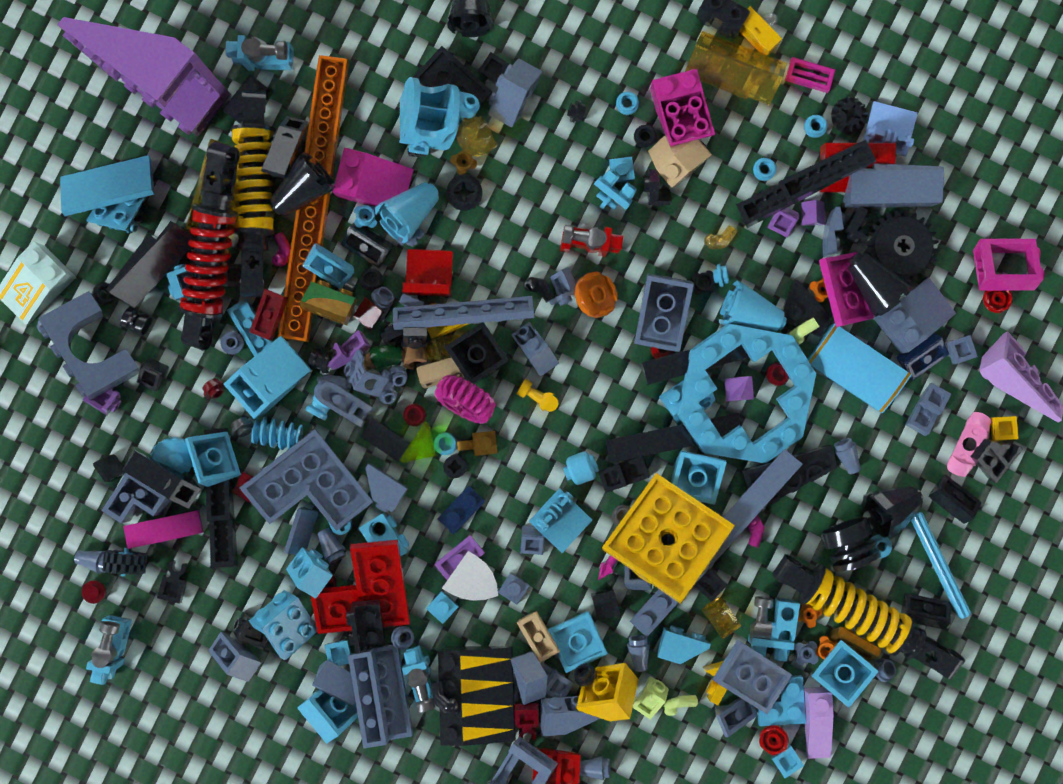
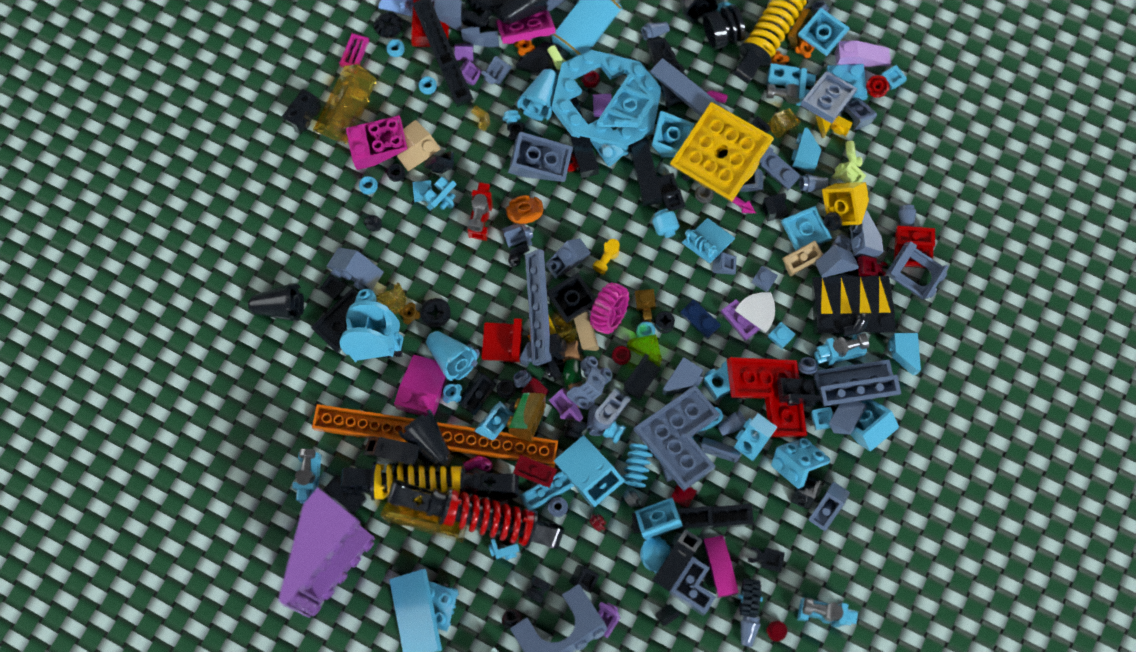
camera: 90 degrees left, 15 degrees down
(150, 264) = (487, 571): black slope -> none
(422, 757) = (905, 351): none -> medium azure slope
(732, 420) = (627, 106): none -> medium azure wing
(760, 32) = (319, 84): yellow piece -> none
(784, 254) = (496, 71): none -> sand blue bracket
(800, 648) = (812, 59): sand blue plate -> none

